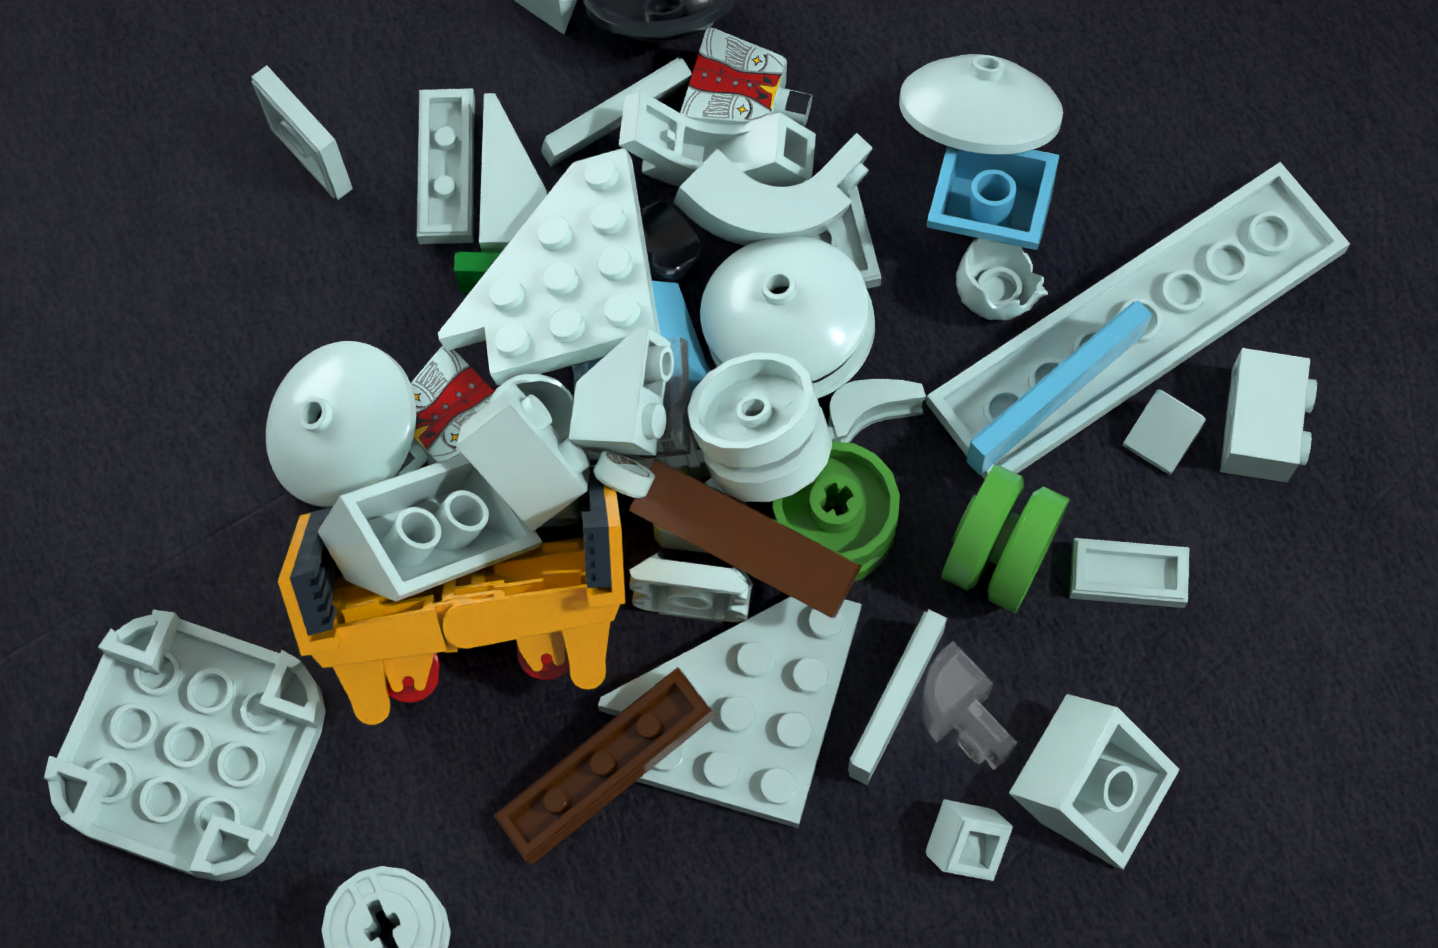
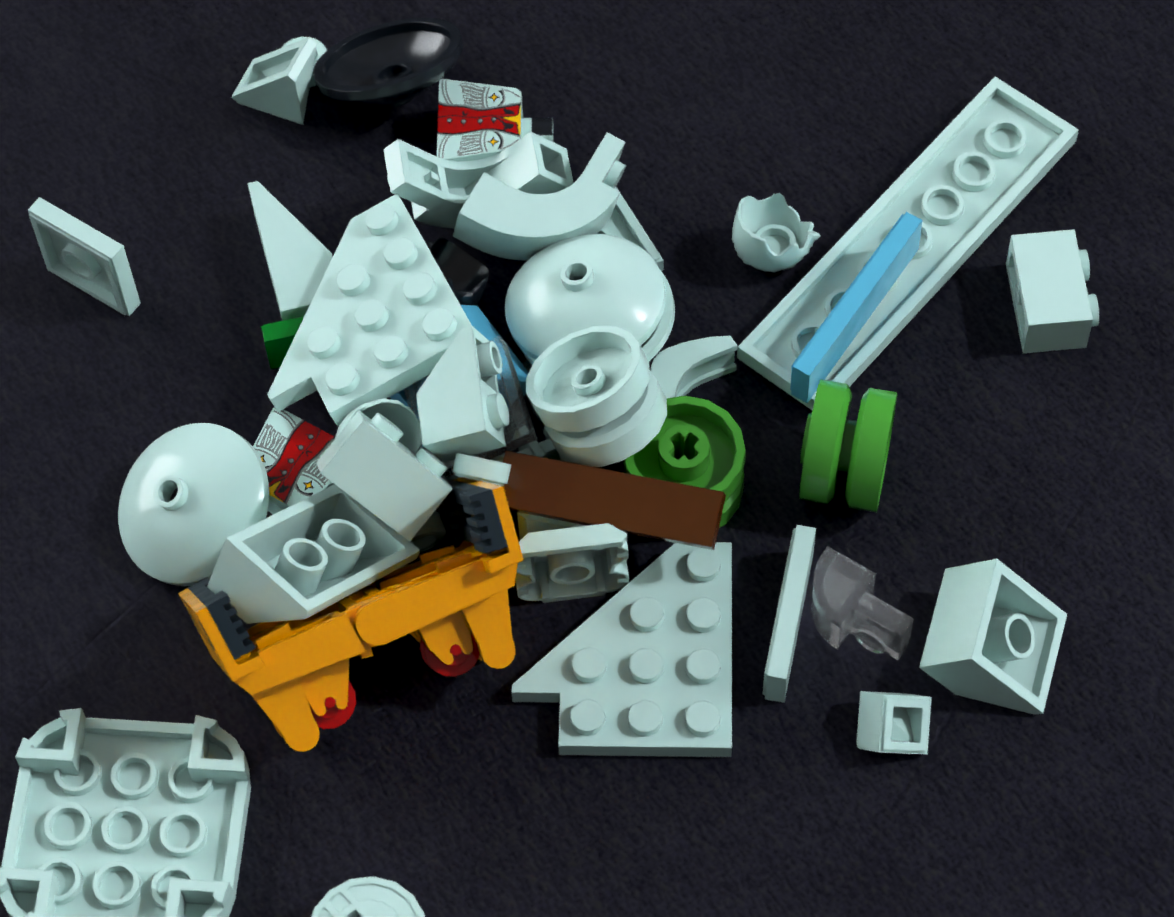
camera: 15 degrees left, 10 degrees down
(446, 166) = (225, 261): light aqua tile -> none
(604, 766) = (534, 741): reddish brown tile -> none
(608, 114) = (367, 178): light aqua tile -> none
(981, 105) = (711, 85): light aqua dish -> none
(994, 195) = (746, 153): medium azure slope -> none
(1129, 573) = (968, 457): light aqua tile -> none
(1164, 431) = (962, 327): light aqua slope -> none

